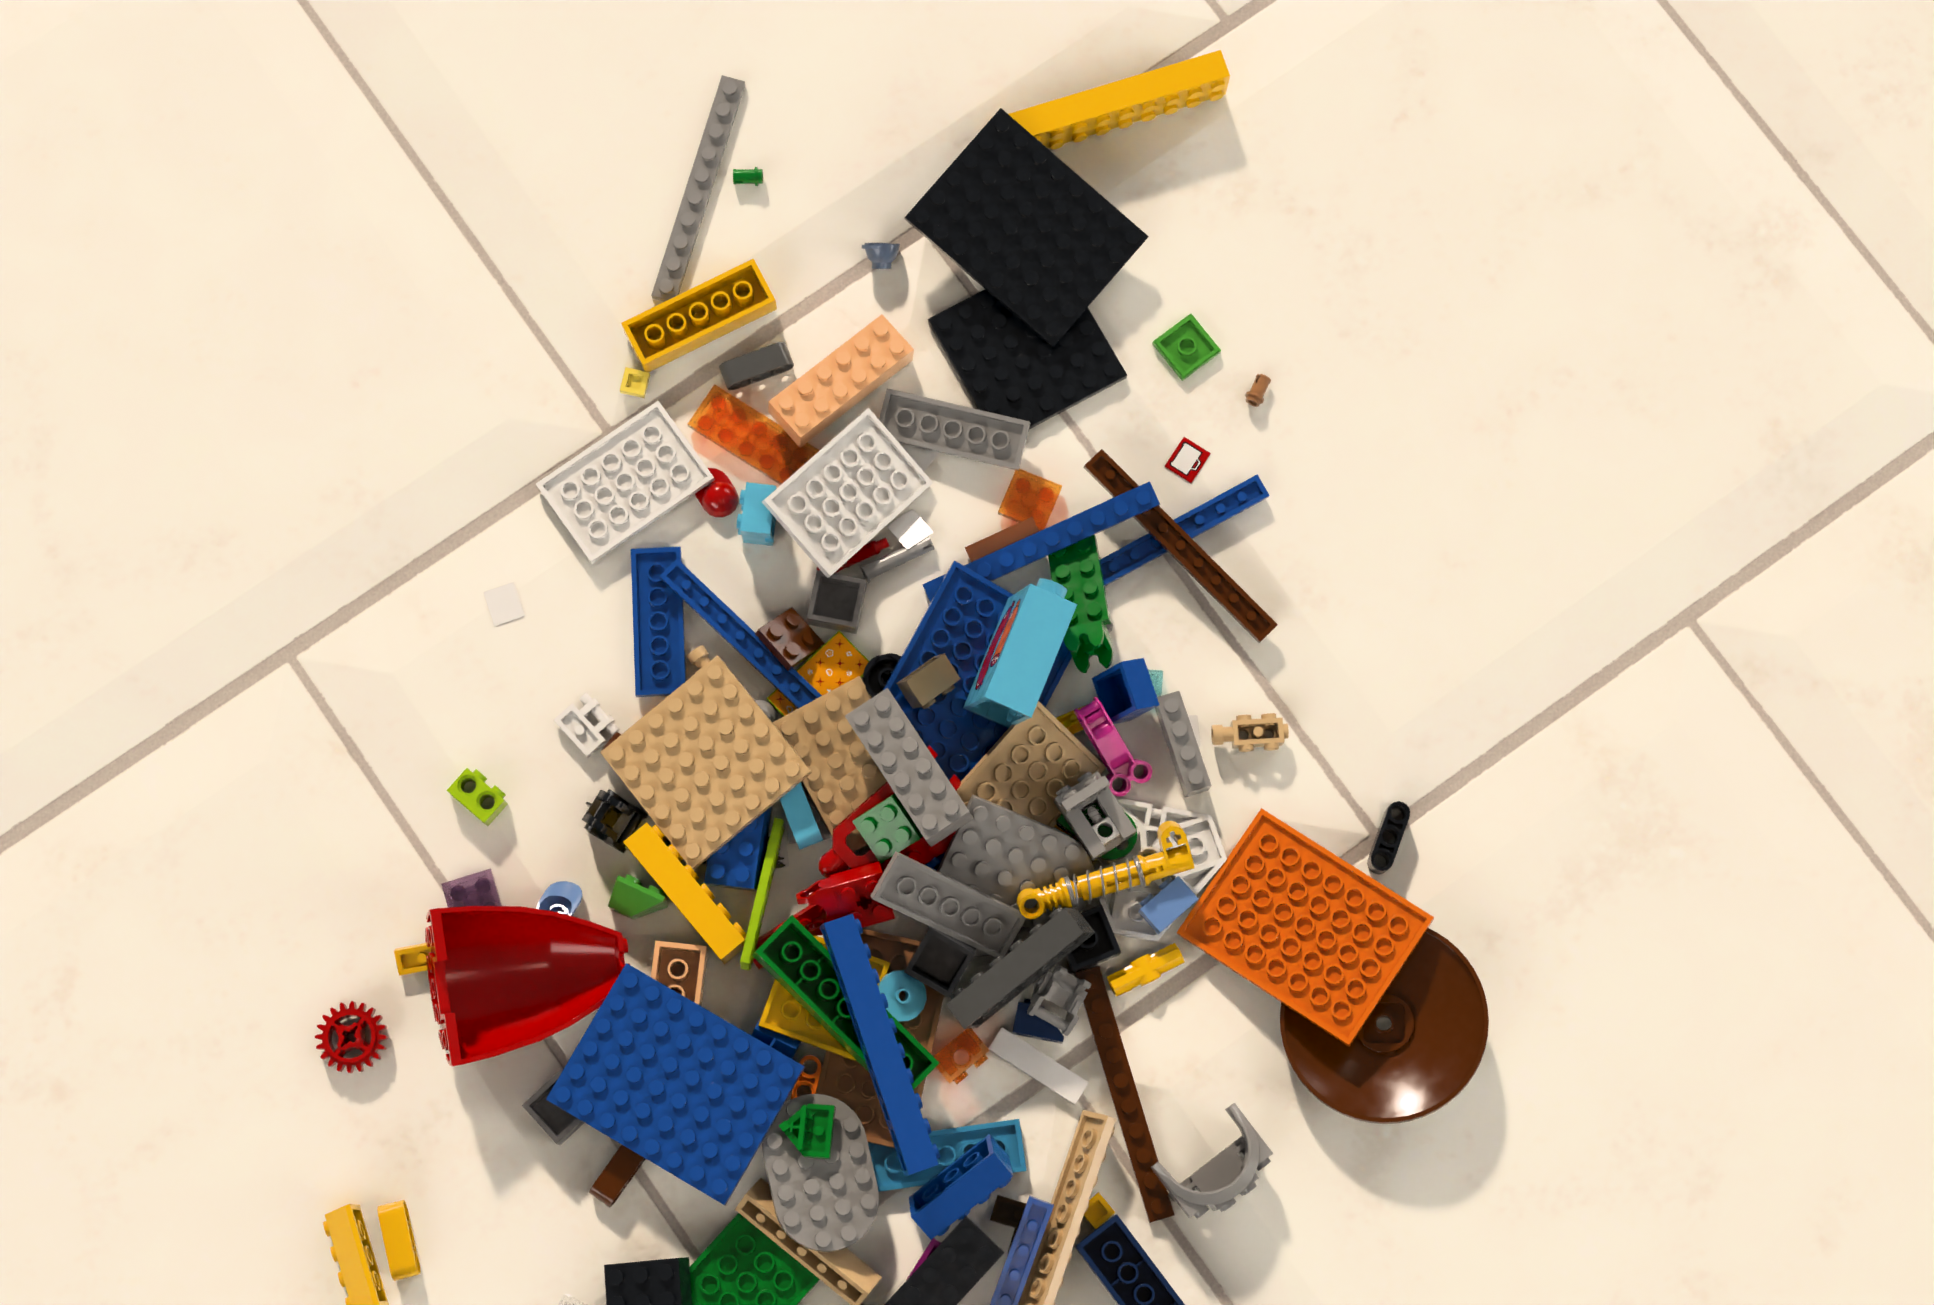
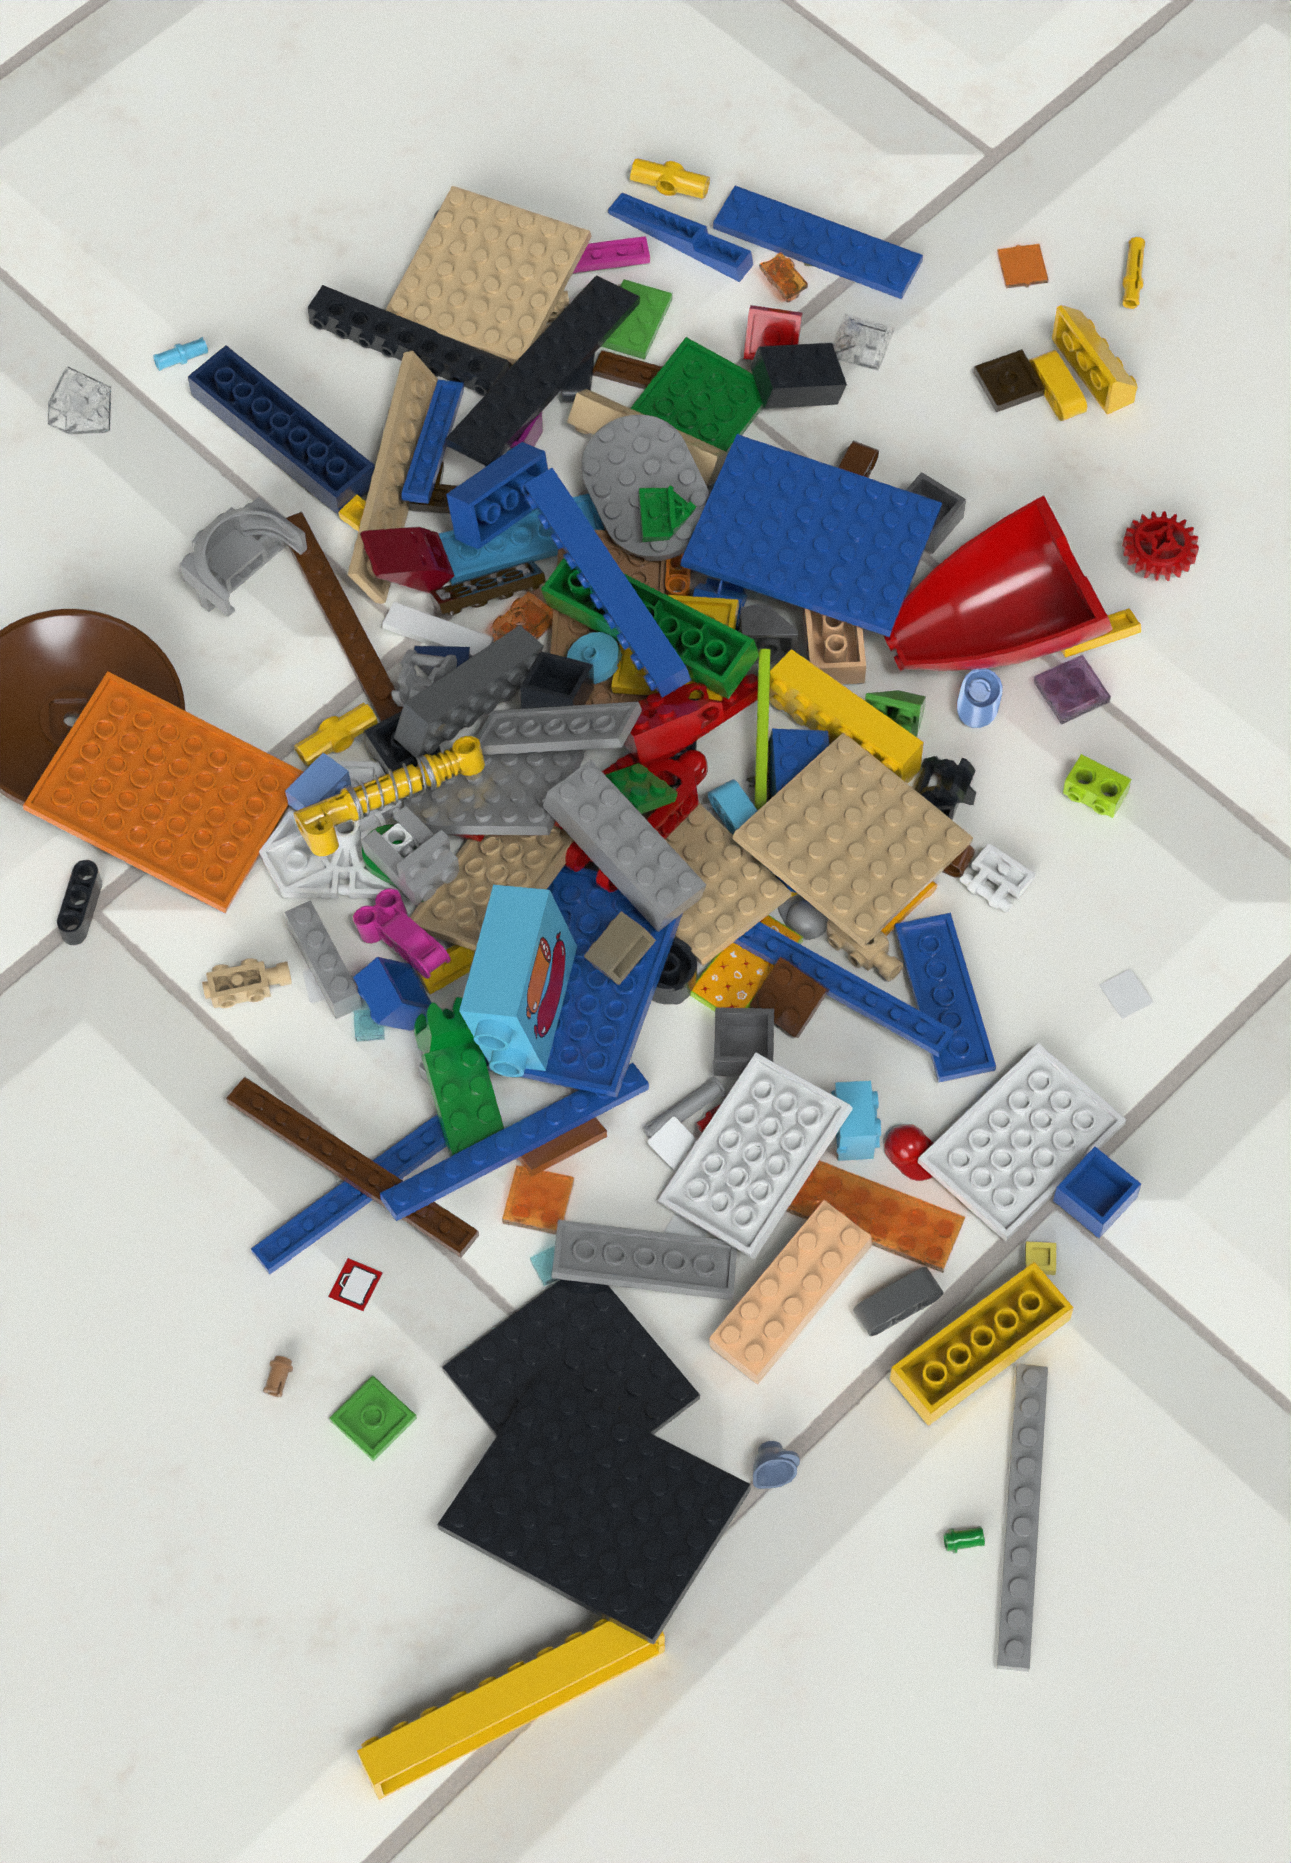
camera: 175 degrees right, 15 degrees down
(444, 1255) = (1009, 380): none -> dark brown plate
(576, 422) = (1097, 1192): none -> blue piece
(742, 995) = (768, 631): none -> flat silver slope
(986, 1097) = (480, 589): none -> dark brown plate
(1033, 447) = (543, 1265): none -> clear light blue tile
(1057, 1134) = (408, 557): none -> dark red slope

